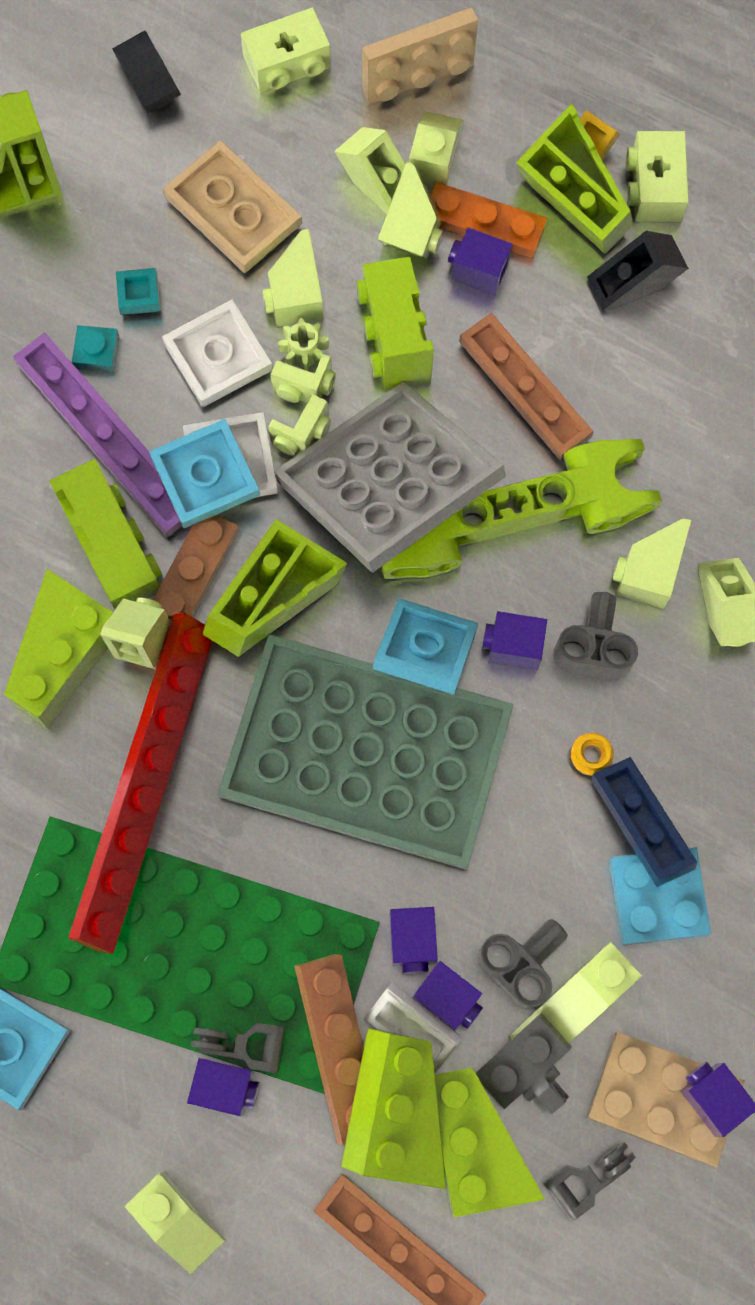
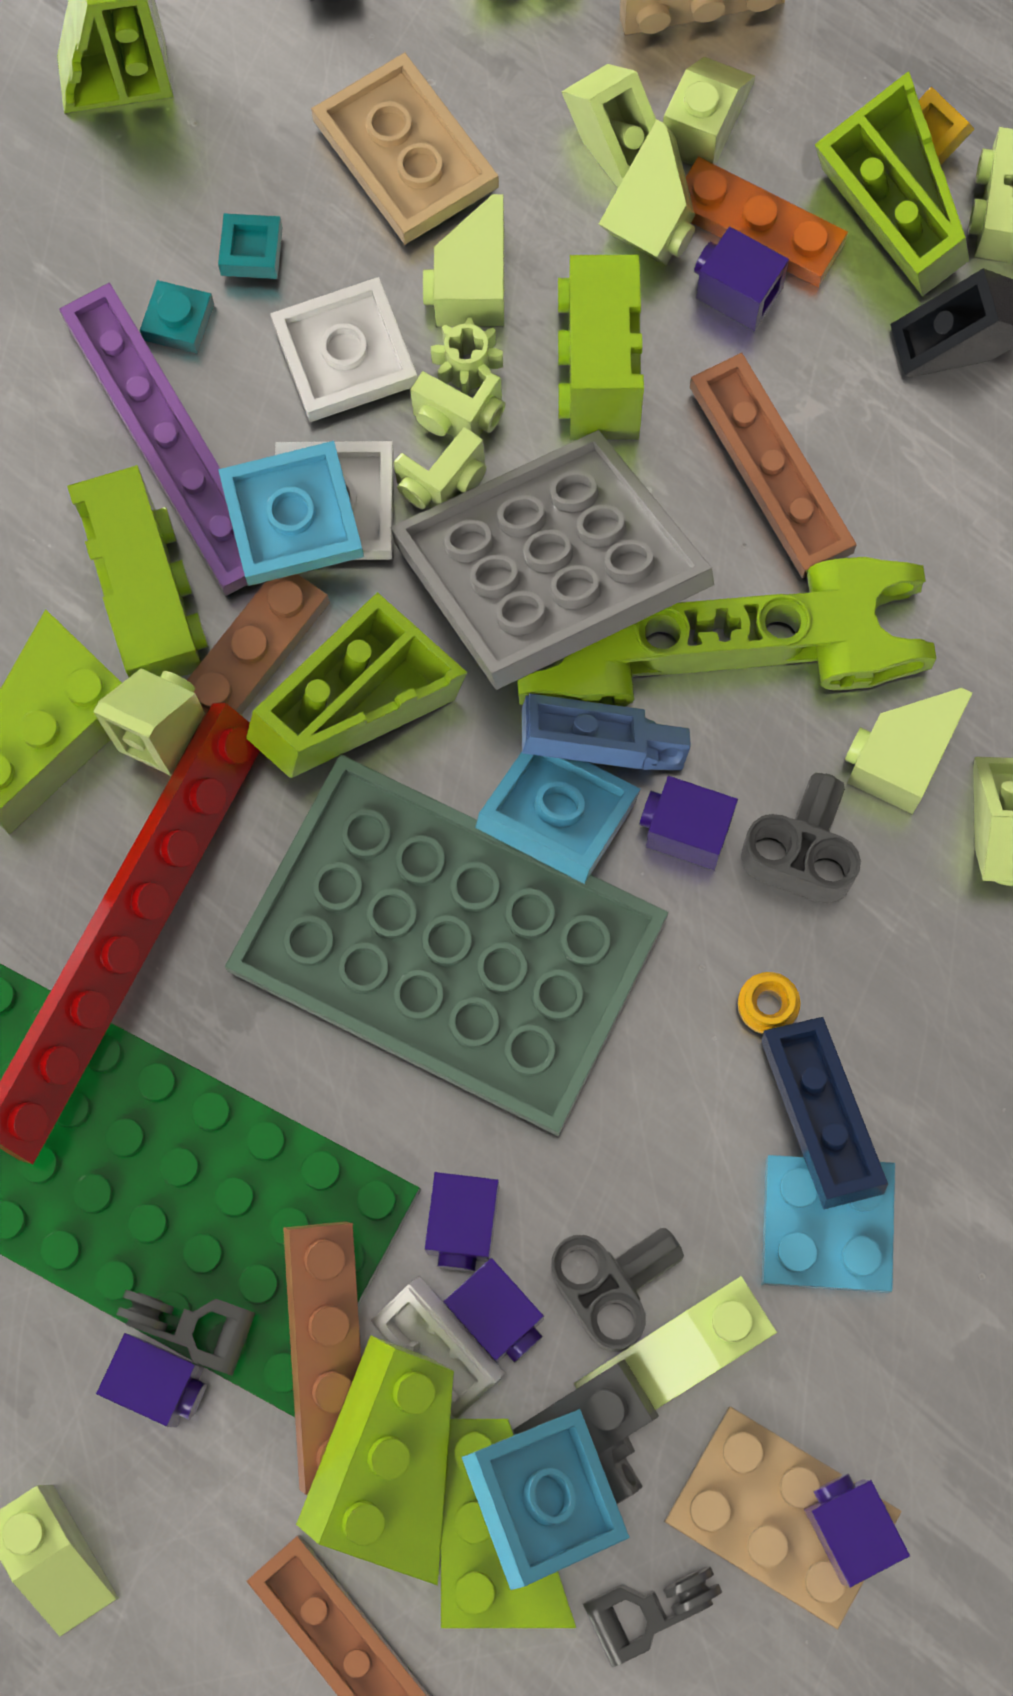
camera: 15 degrees right, 0 degrees up
(444, 590) = (600, 734): none -> medium blue hinge
(509, 1116) = (545, 1499): none -> medium azure plate

